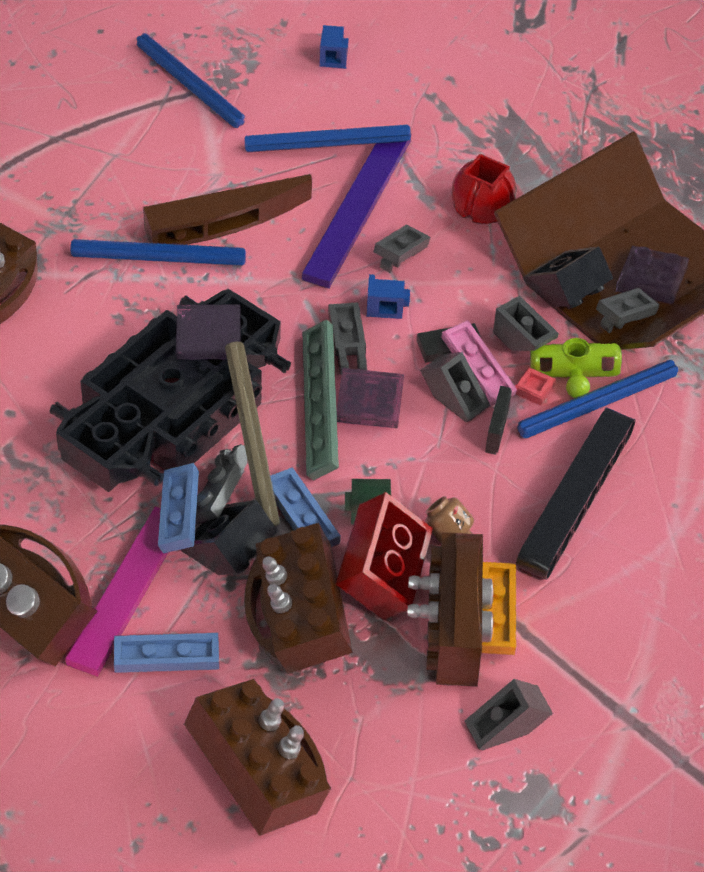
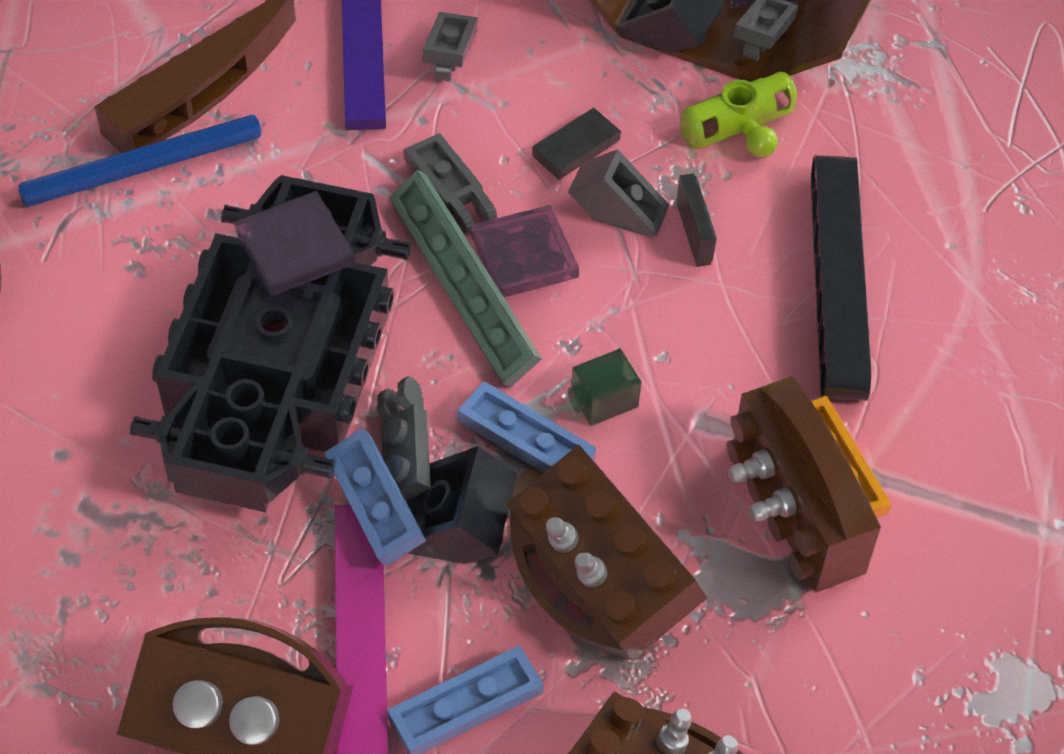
camera: 25 degrees left, 5 degrees up
(251, 430) = (415, 349): dark tan axle -> none
(382, 554) = (674, 453): red brick -> none
(386, 298) = (469, 114): blue brick -> none
(449, 517) = (717, 373): medium nougat head -> none
(480, 359) = (599, 135): bright pink tile -> none
(508, 715) = (933, 597): dark grey slope -> none
(522, 326) = (661, 92): dark grey slope -> none
(534, 386) = (708, 160): coral tile -> none
(597, 399) = (789, 150): blue axle -> none

